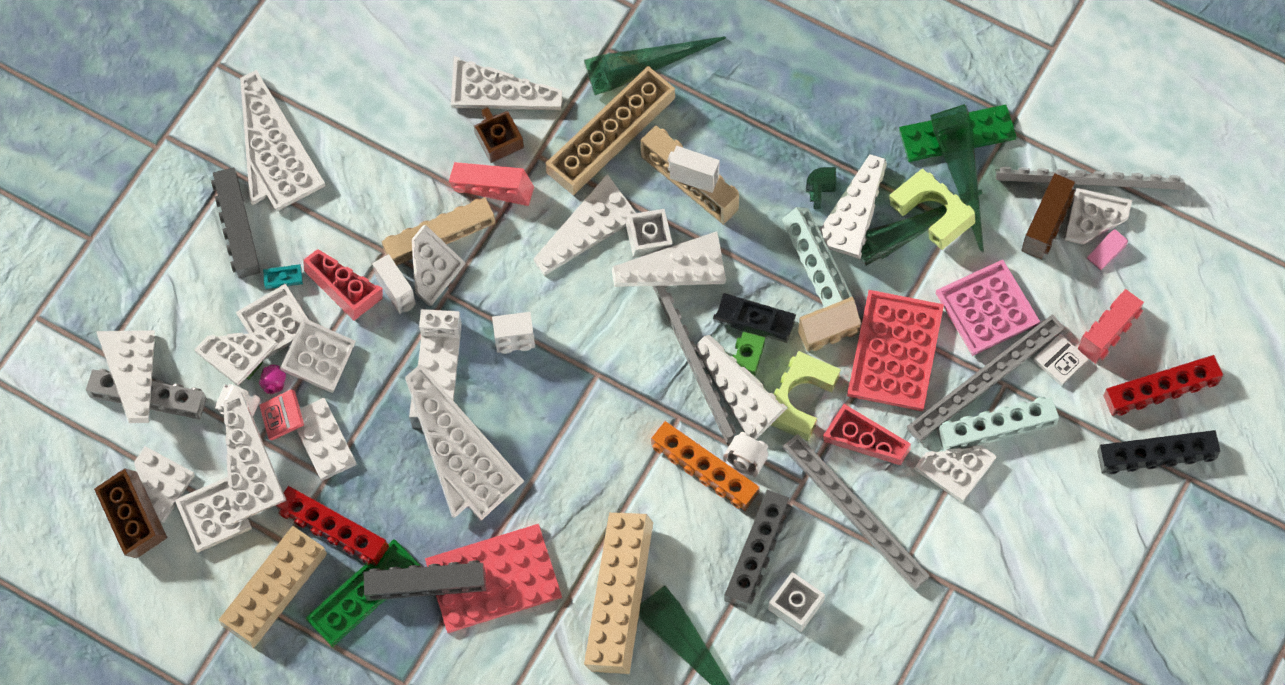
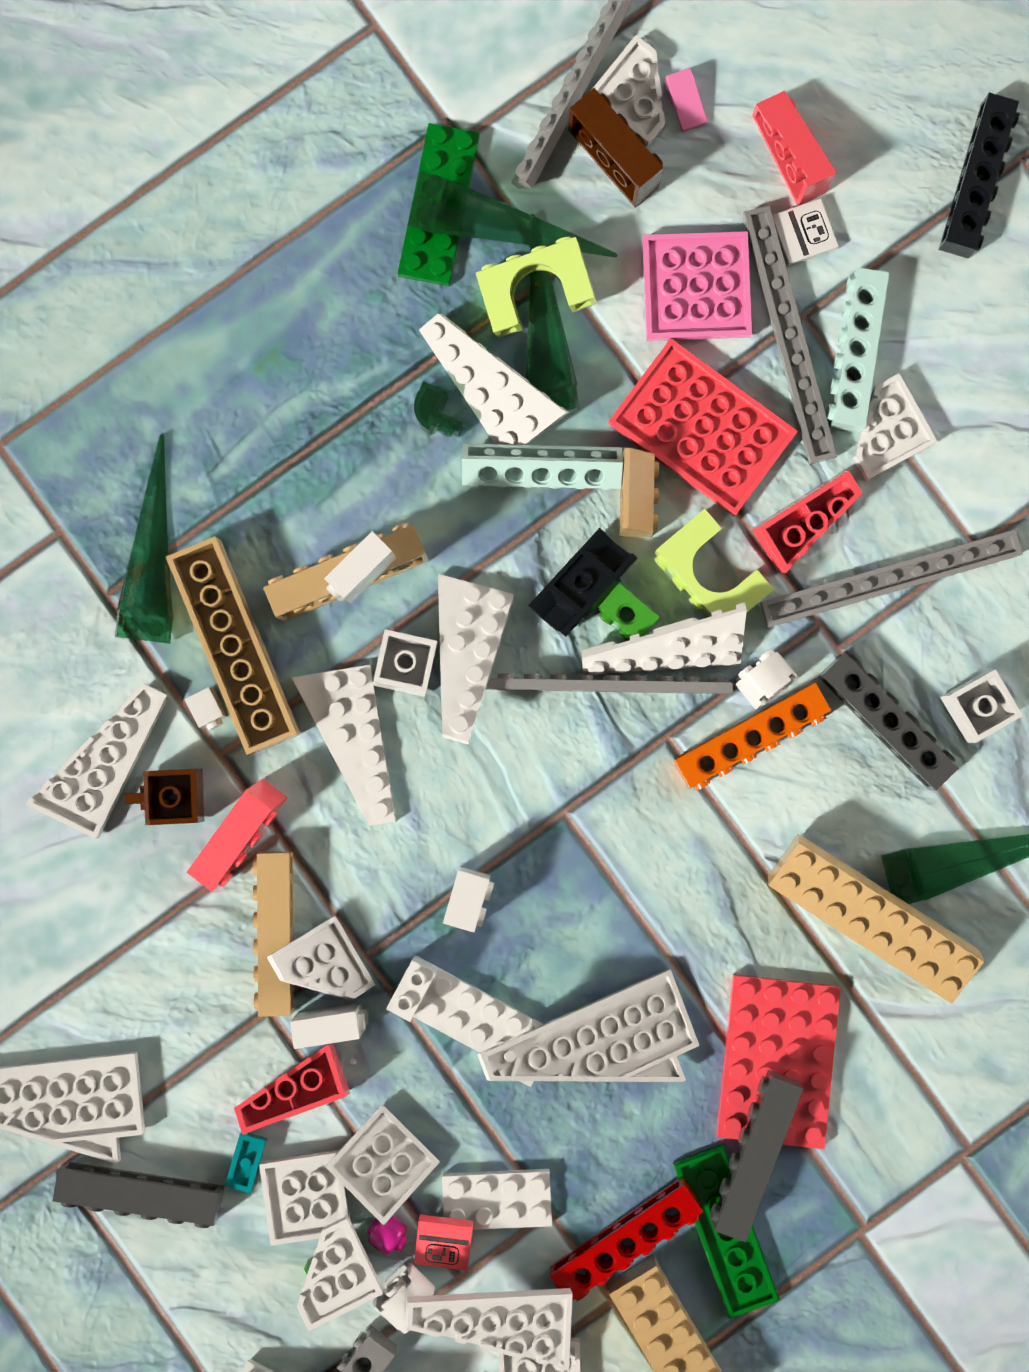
camera: 65 degrees left, 20 degrees up
(563, 131) = (206, 708): none -> white brick
(1206, 366) = (907, 60): red brick -> none

